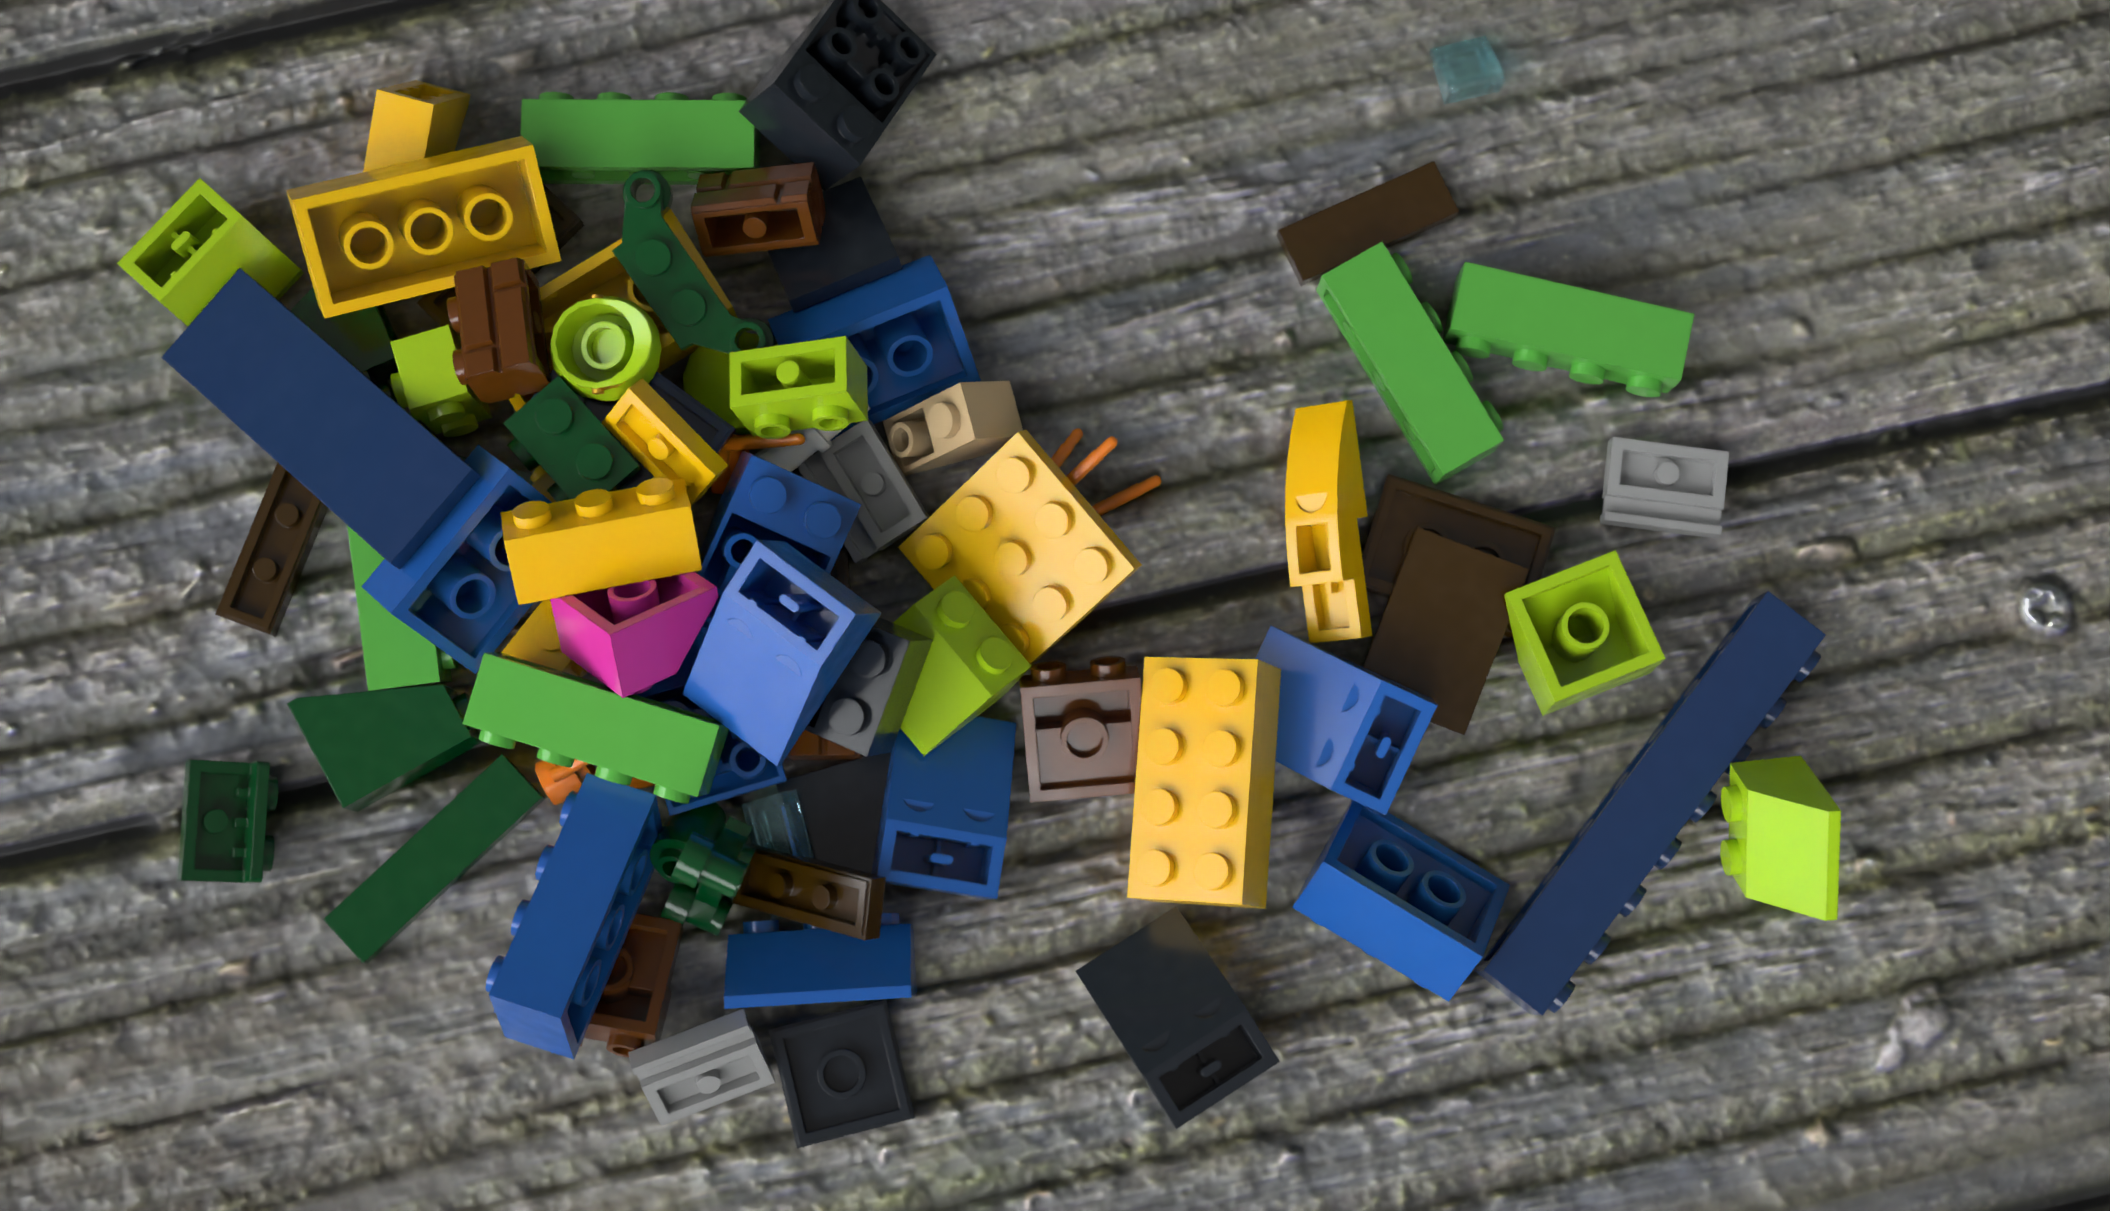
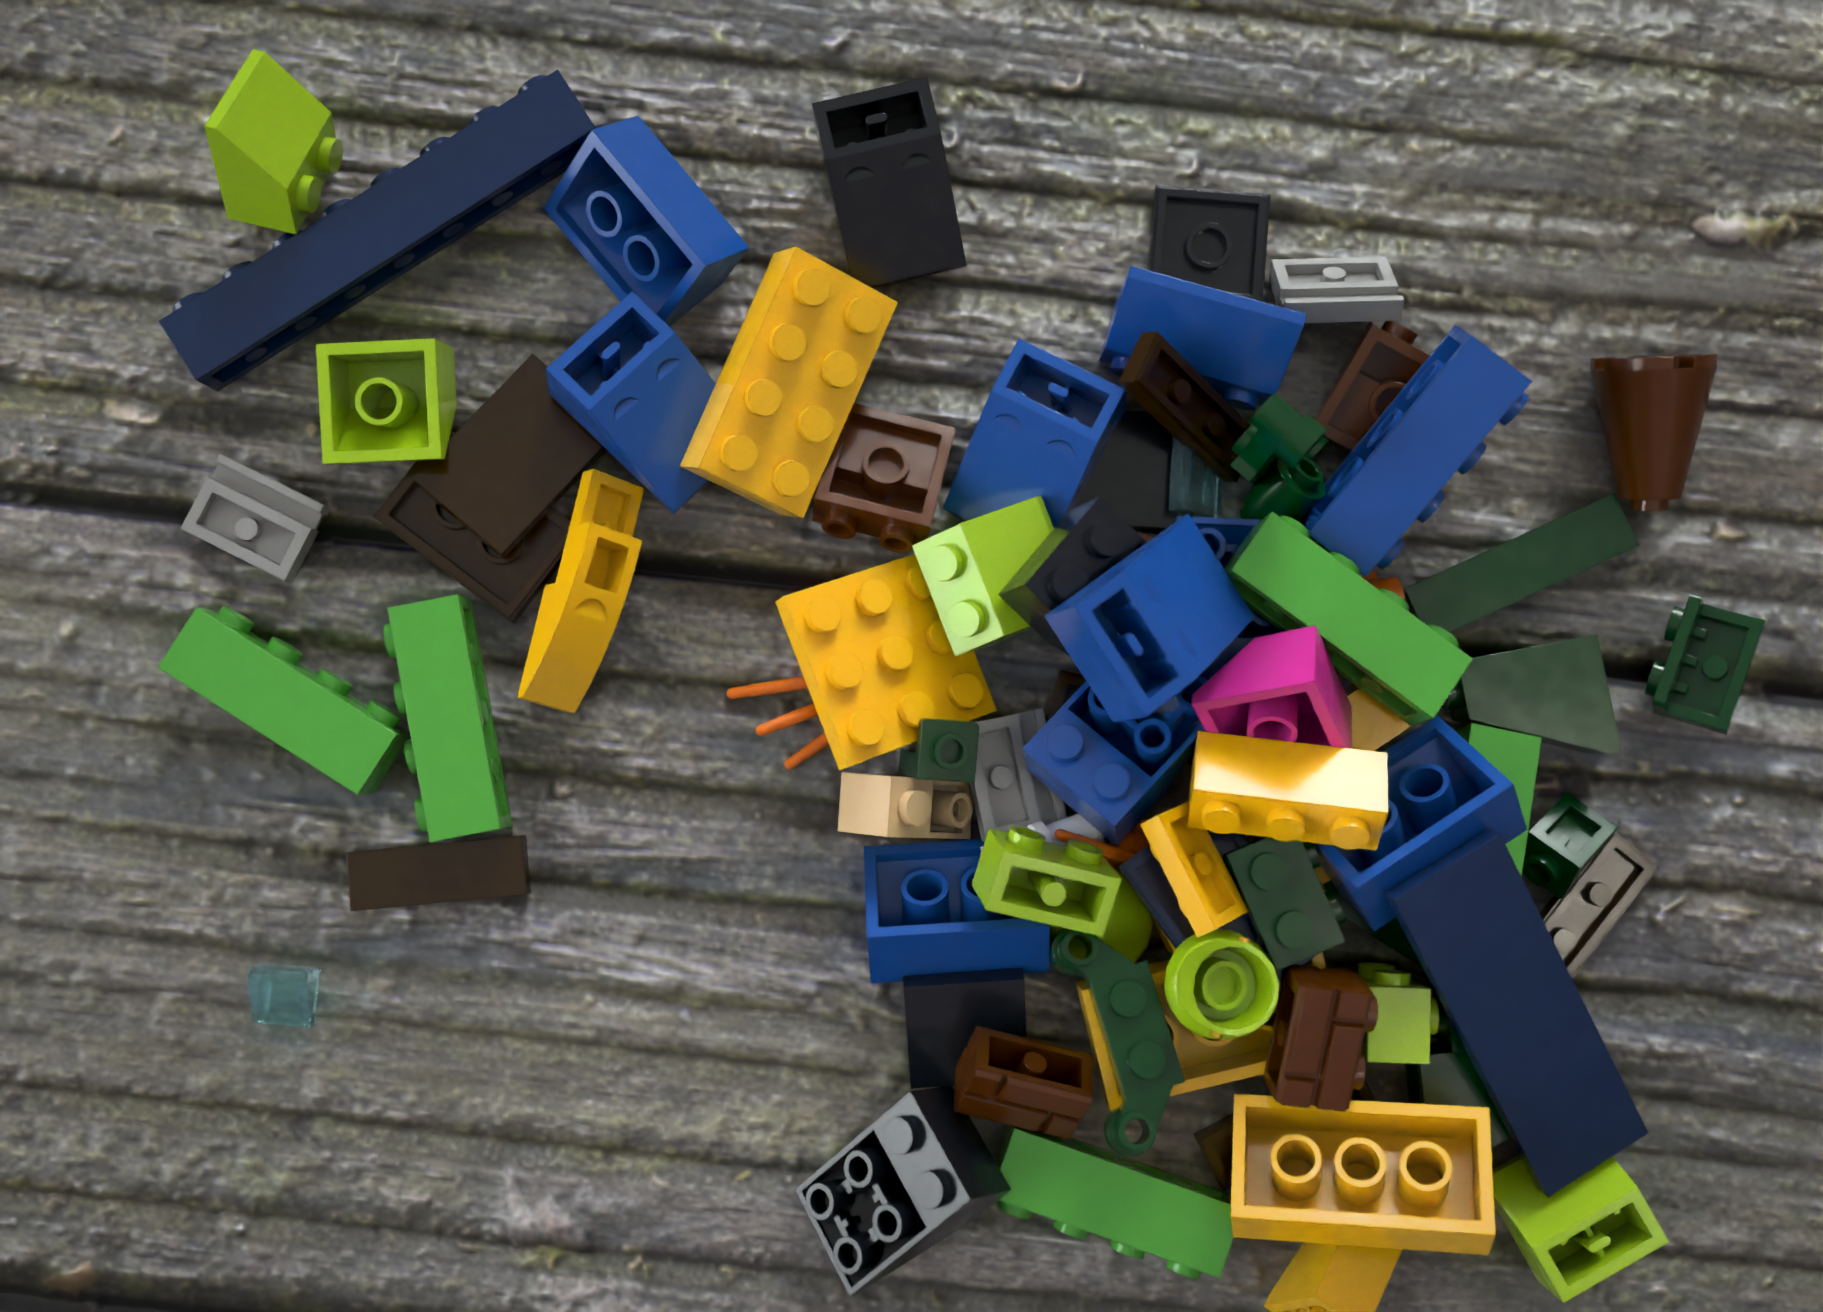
camera: 160 degrees left, 5 degrees up
(314, 602) = (1564, 844): none -> dark green bracket
(348, 1046) = (1652, 421): none -> reddish brown cone
(935, 482) = (943, 751): none -> dark green bracket

